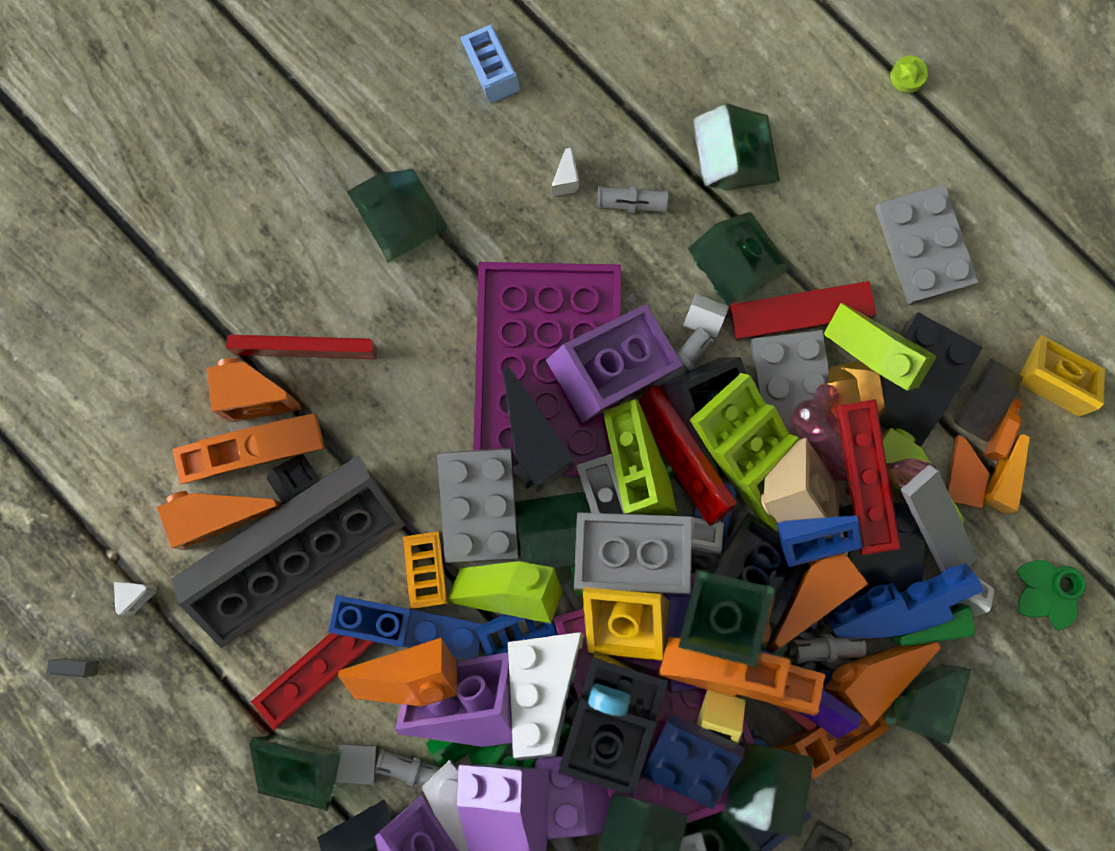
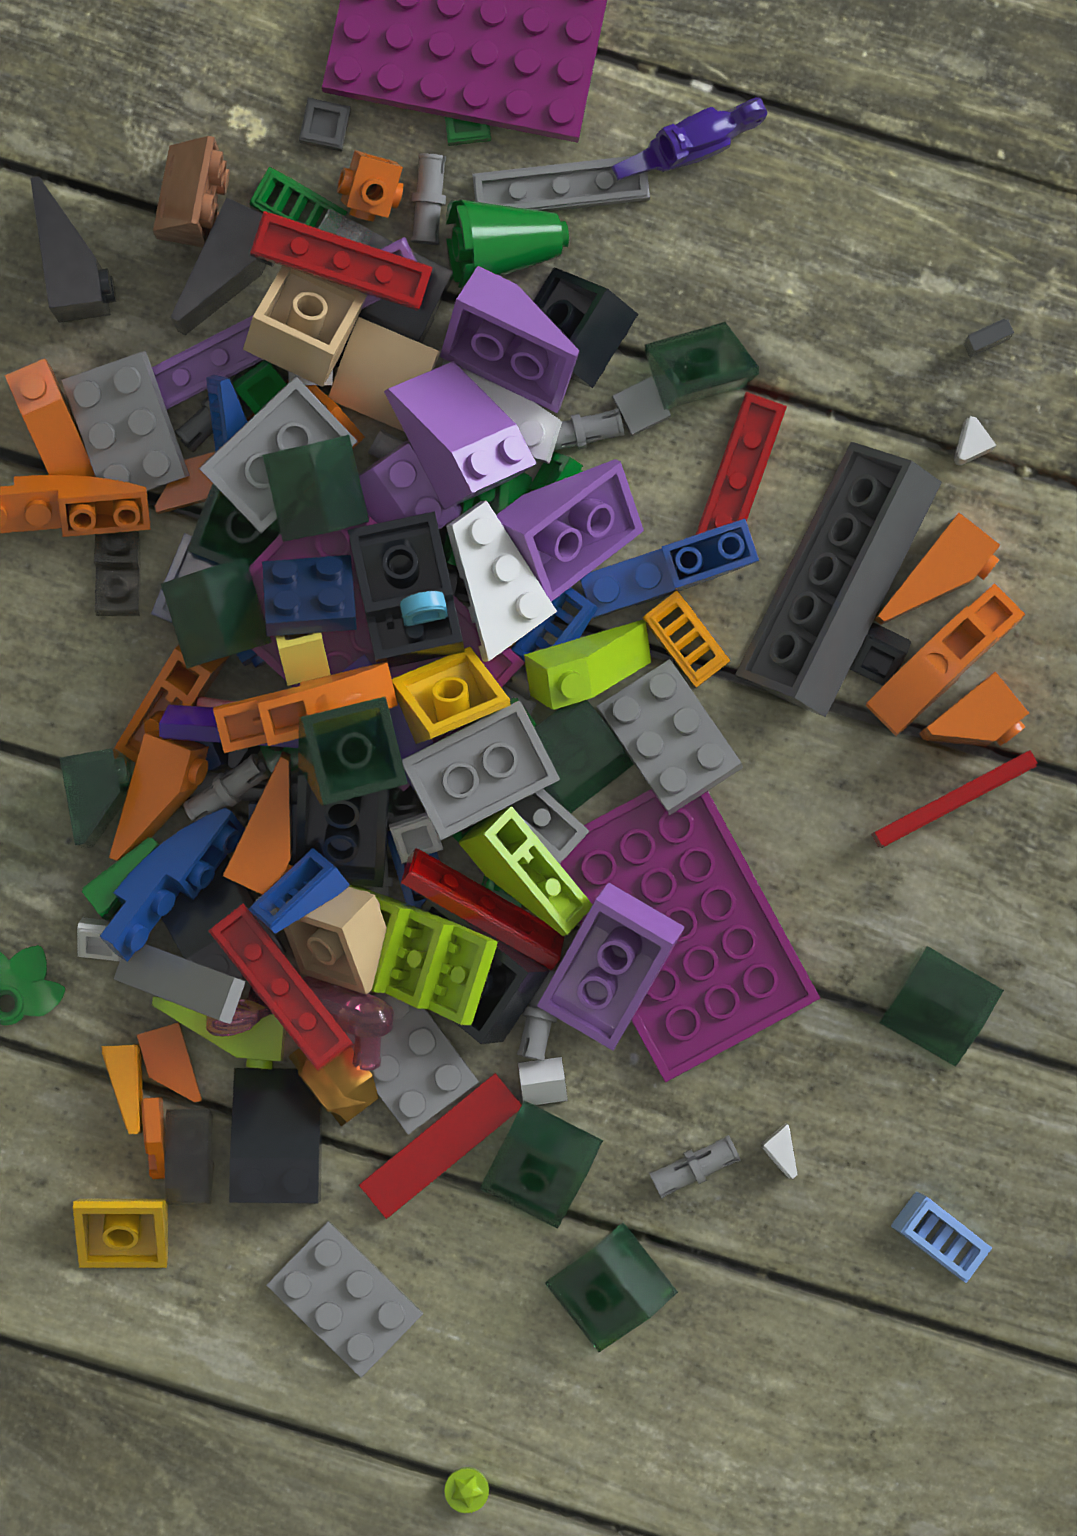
camera: 150 degrees right, 5 degrees up
(405, 677) = (639, 520): orange slope -> none
(536, 446) = (646, 828): black slope -> none
(880, 347) = (337, 1138): lime slope -> none

